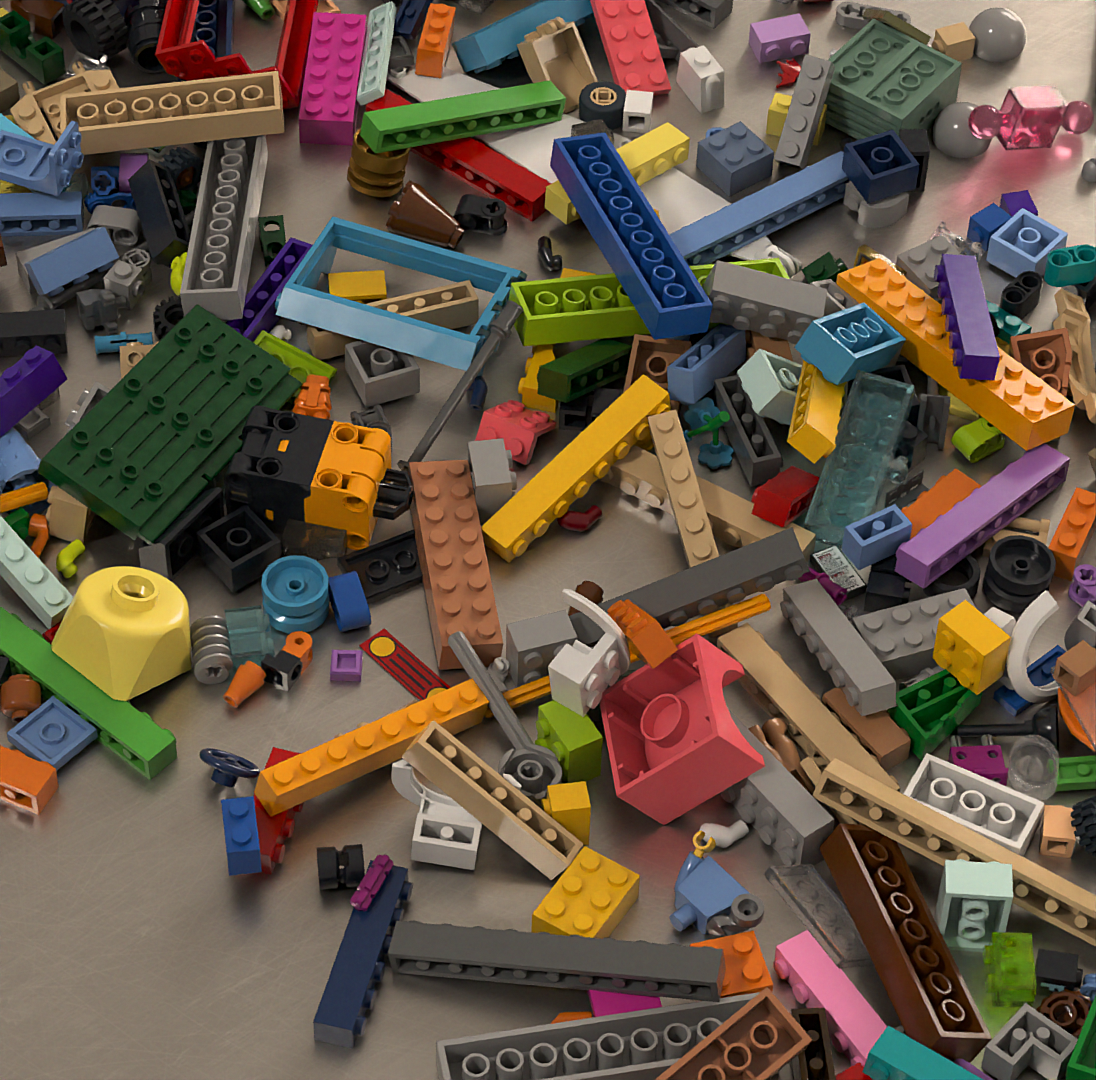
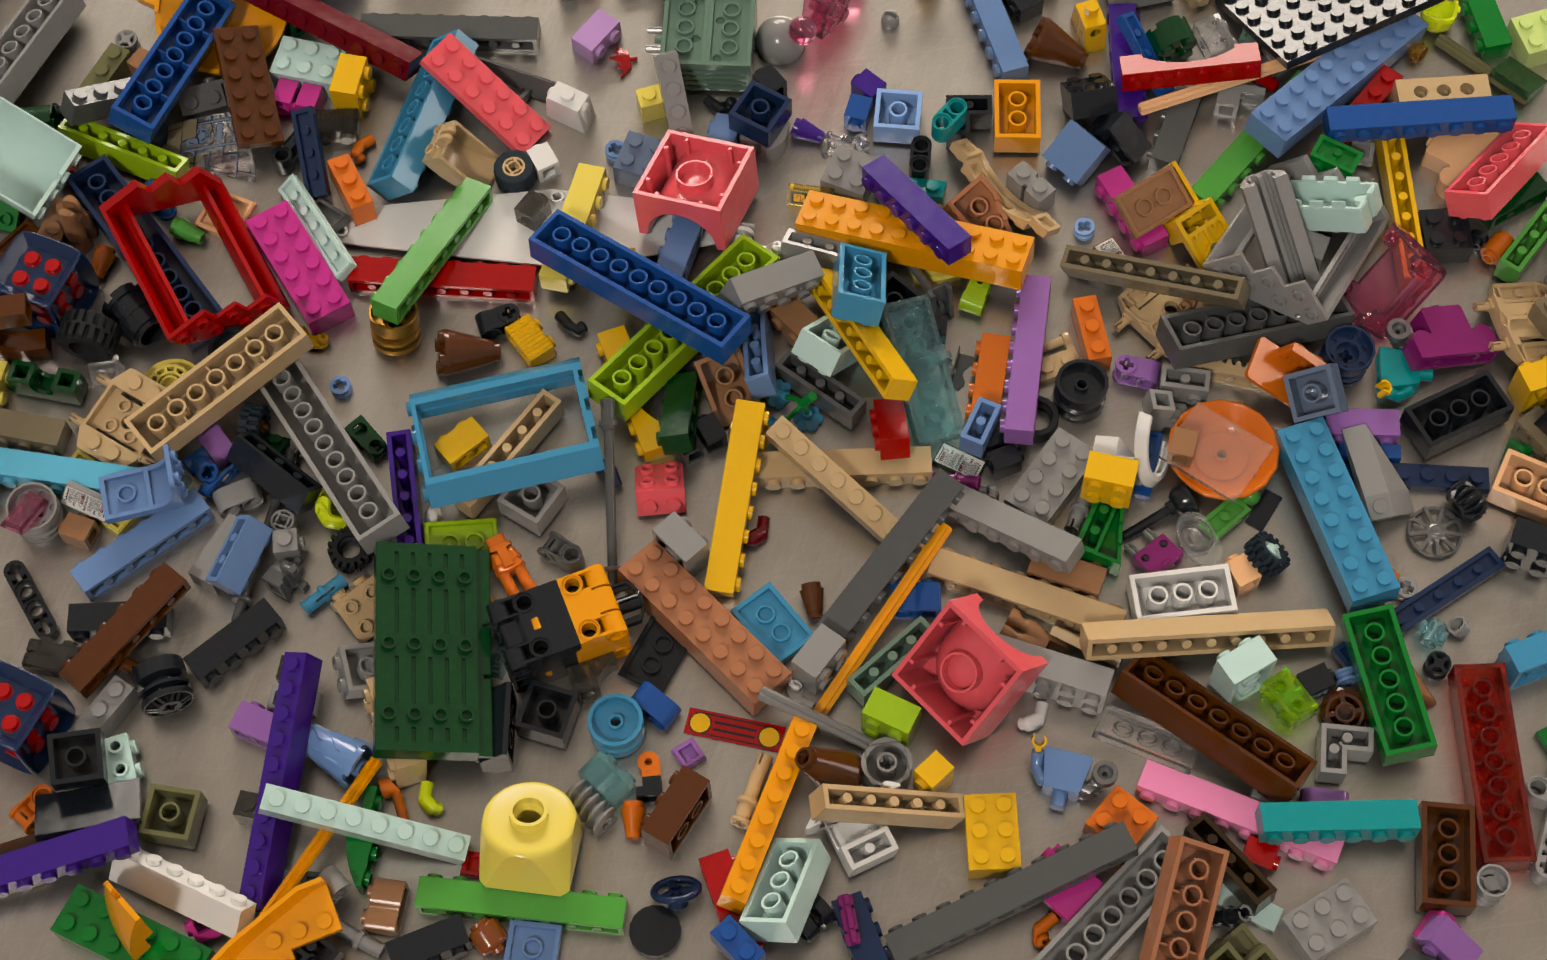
camera: 30 degrees left, 15 degrees up
(181, 792) = (655, 931): none -> black tile
(287, 696) = (676, 811): none -> reddish brown brick
(288, 198) = (347, 387): none -> medium blue bush
(294, 143) = (318, 341): none -> yellow arm
(330, 817) = (785, 890): none -> light aqua brick
(468, 730) = (829, 766): none -> reddish brown cone
(476, 16) = (359, 147): none -> orange arm
(497, 241) = (530, 341): none -> yellow brick
(523, 592) = (773, 622): none -> dark azure plate
(583, 673) = (883, 680): white piece -> none
(642, 632) = (897, 616): orange brick -> none
(771, 188) = (700, 181): none -> coral piece
(824, 268) = (774, 220): dark green bracket -> none
(921, 215) = (807, 131): none -> dark purple cone

